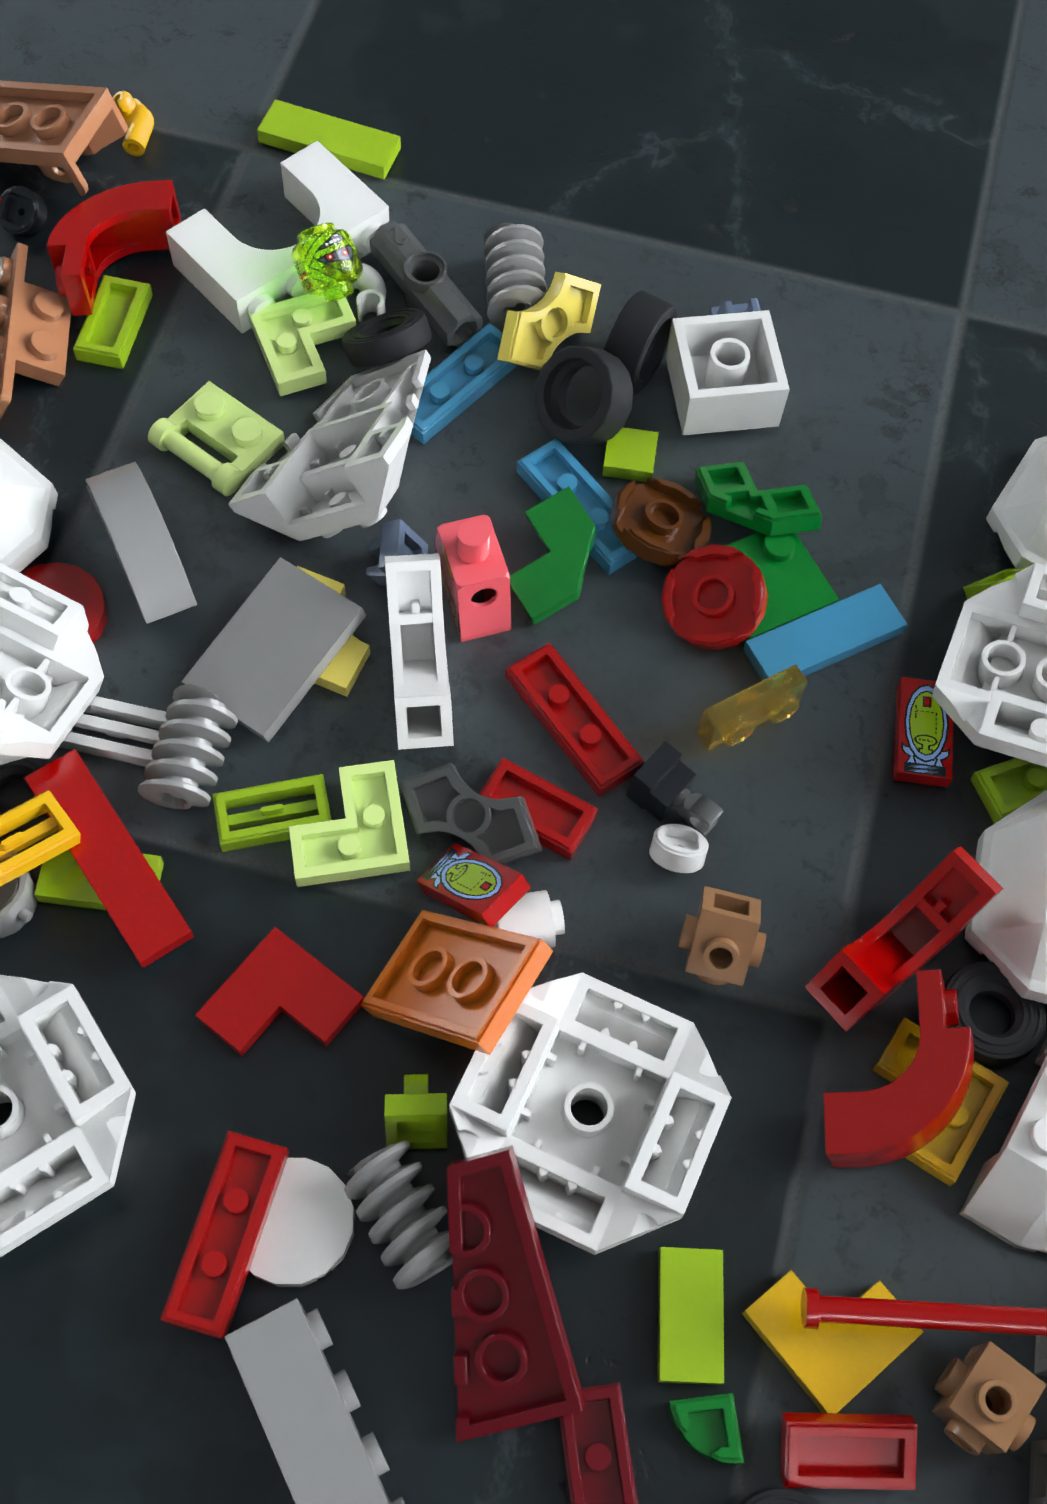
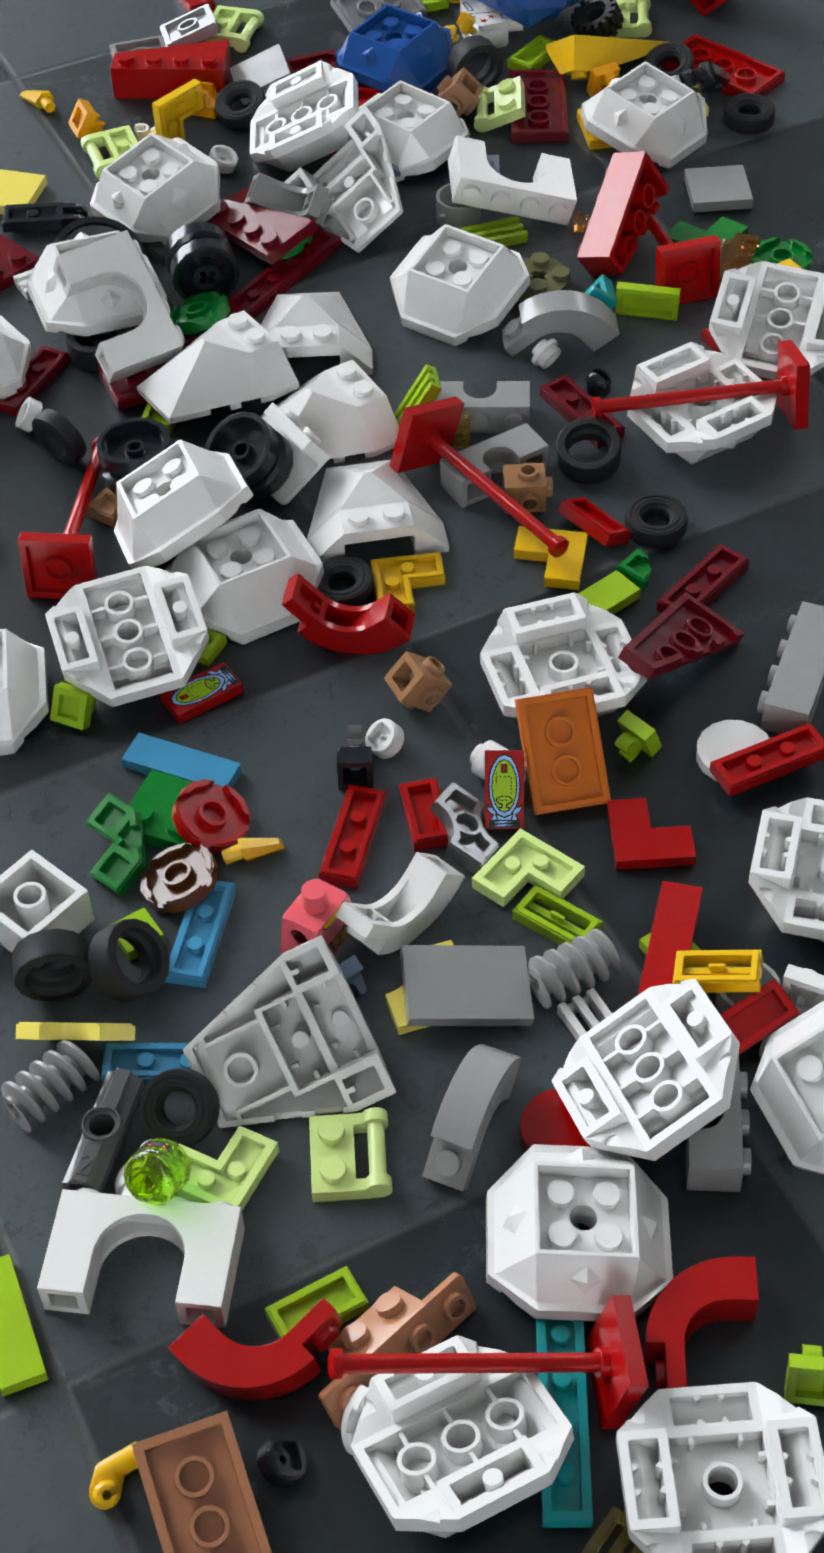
camera: 125 degrees left, 15 degrees down
(400, 1215) = (684, 708): light grey piece -> none
(557, 576) = (239, 907): green tile -> none
(641, 613) = (251, 849): none -> yellow bar
(738, 715) = (268, 758): clear yellow plate -> none
(917, 1106) = (424, 567): red arch -> none

